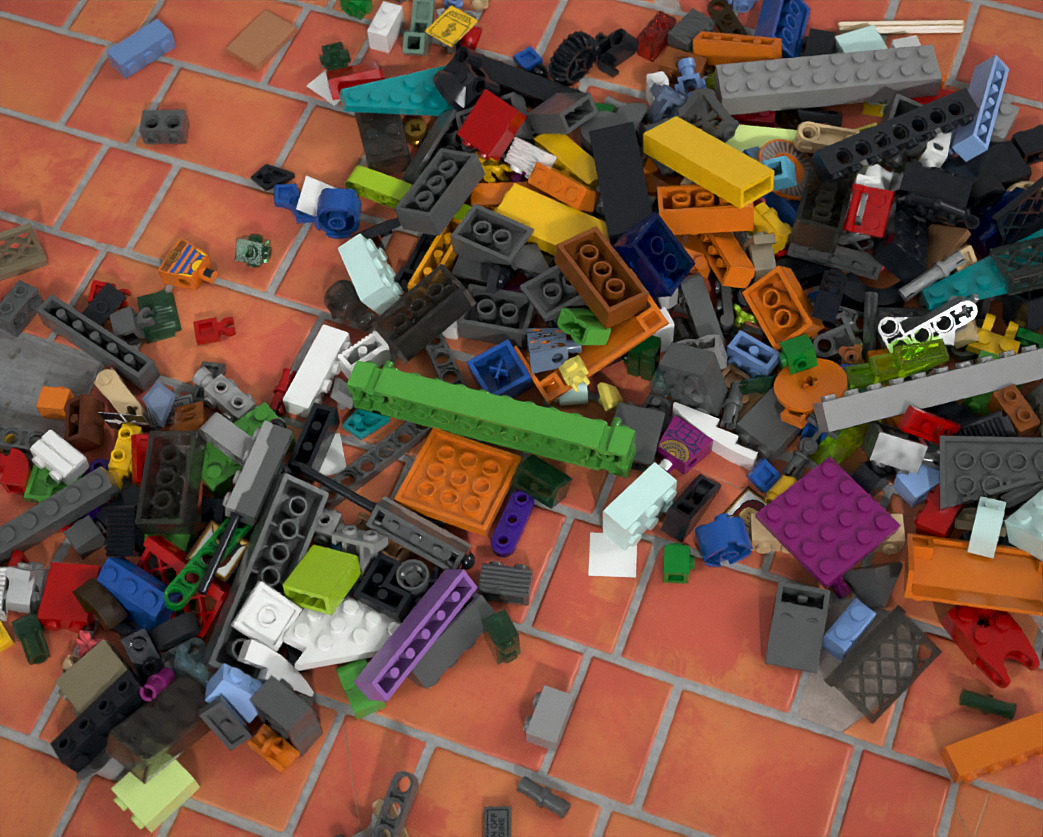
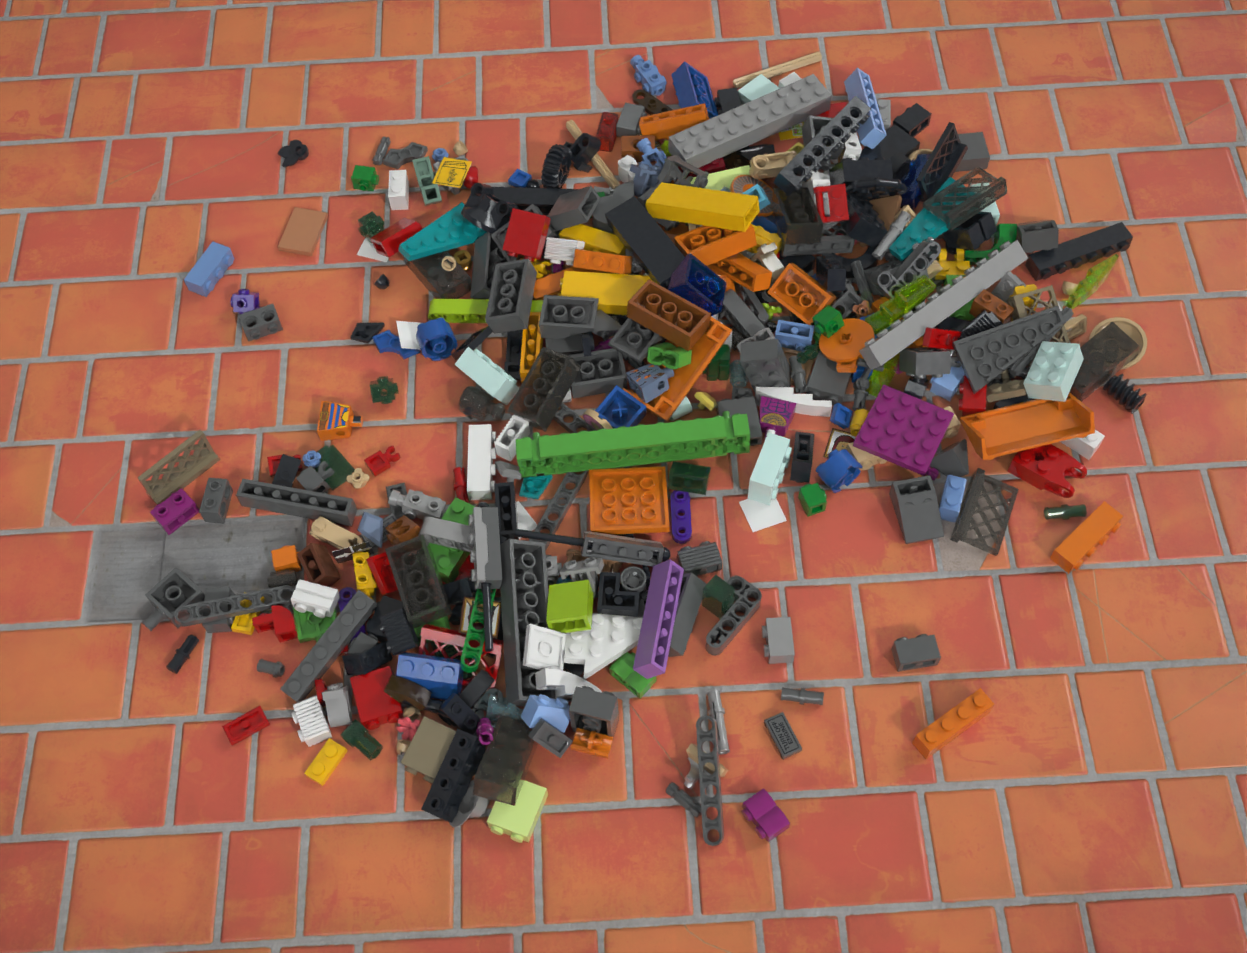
camera: 25 degrees left, 0 degrees up
(42, 421) = (282, 578): none -> clear smoke brick
(78, 550) = (366, 661): none -> black bracket
(97, 631) = (412, 712): none -> tan hinge
(142, 303) = (315, 462): none -> medium blue plate
(158, 97) = (244, 301): none -> dark purple brick
(182, 344) = (358, 483): none -> tan plate
(316, 126) = (382, 282): none -> black hinge
(387, 131) = (447, 266): none -> tan hinge
(433, 775) = (717, 712): none -> light grey pin
(466, 373) = (591, 417): none -> tan tile
(505, 666) = (732, 620): none -> dark grey beam
(574, 372) = (678, 391): light yellow plate -> none
(627, 65) = (596, 160): none -> tan axle
(707, 802) = (915, 652): none -> dark grey brick
(986, 527) = (1014, 392): light aqua brick -> none

